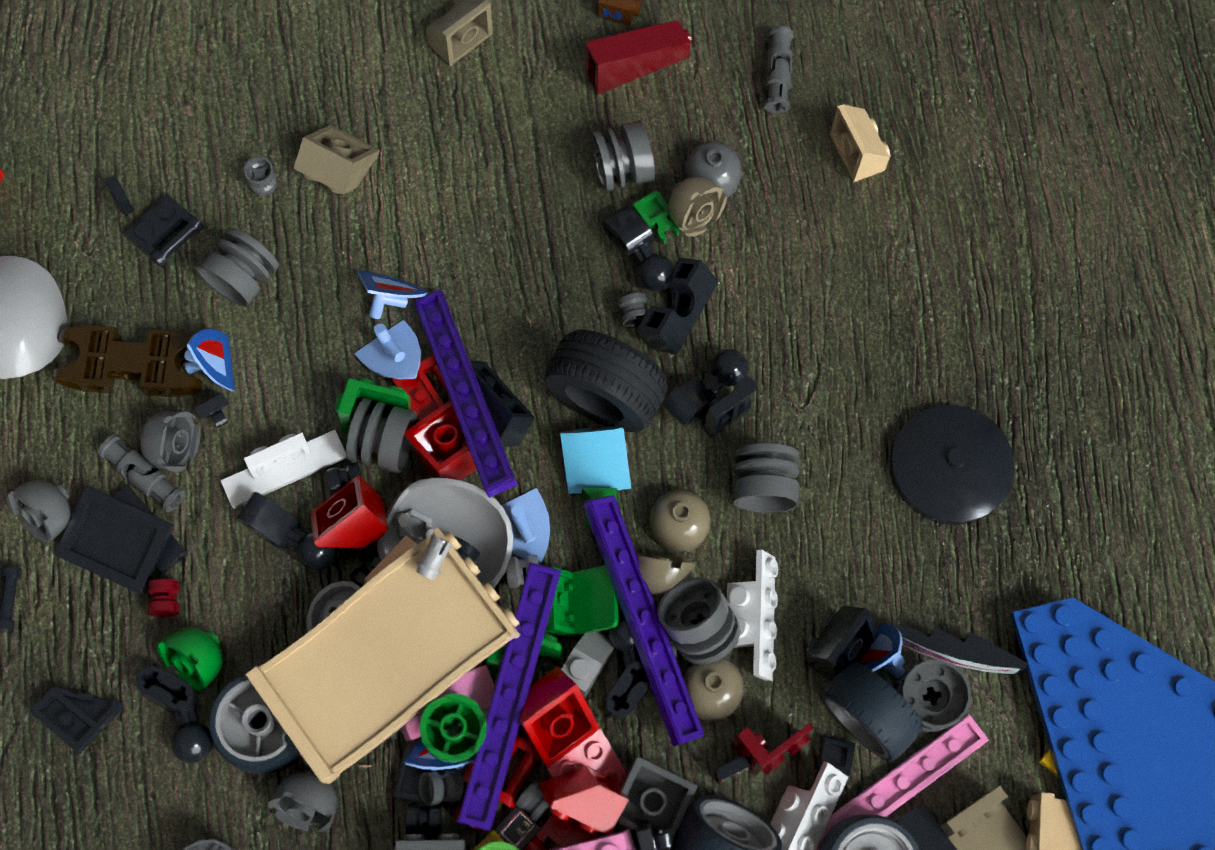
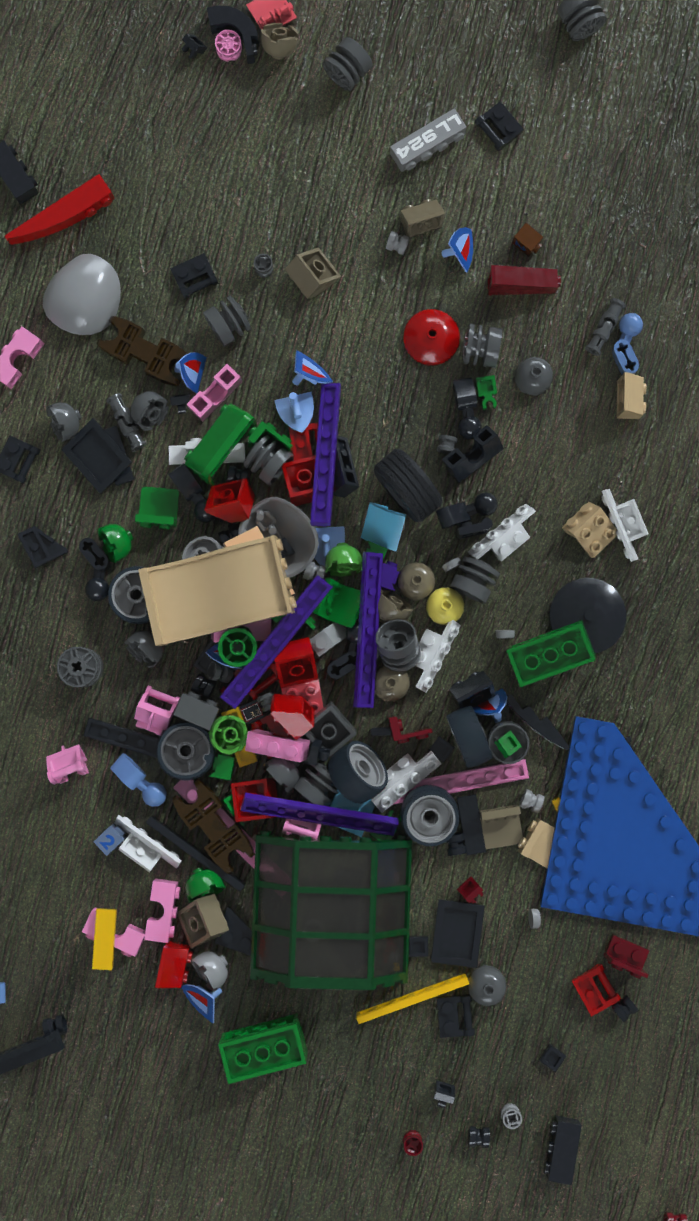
camera: 25 degrees right, 15 degrees up
(119, 195) = (176, 243): black tile -> none
(163, 598) = (110, 505): dark red wheel -> none
(240, 578) = (158, 508): none -> green bracket
(269, 359) = (207, 401): none -> bright pink arch
(295, 439) = (219, 442): none -> green windscreen
(433, 558) = (263, 552): light grey pin -> none
(440, 74) = (397, 243): none -> light grey wheel
(531, 44) = (461, 246): none -> shield
(544, 193) = (430, 349): none -> red dish
(558, 535) = (343, 560): none -> bright green cylinder
(638, 528) = (389, 576): none -> dark purple window
(695, 204) = (511, 394): dark tan cylinder -> none
(721, 473) = (451, 564): none -> light grey tile
(739, 538) = (445, 605): none -> light yellow cylinder
(781, 400) = (506, 536): none -> white bracket
(819, 90) = (630, 326): none -> medium blue beam
(847, 540) = (504, 634): none -> light grey tile
(896, 339) = (591, 529): none -> tan bracket
(932, 531) = (551, 653): none -> green brick
(936, 695) = (507, 744): none -> green plate
(943, 307) = (628, 522): none -> white bracket
(1012, 773) = (531, 801): none -> light grey wheel

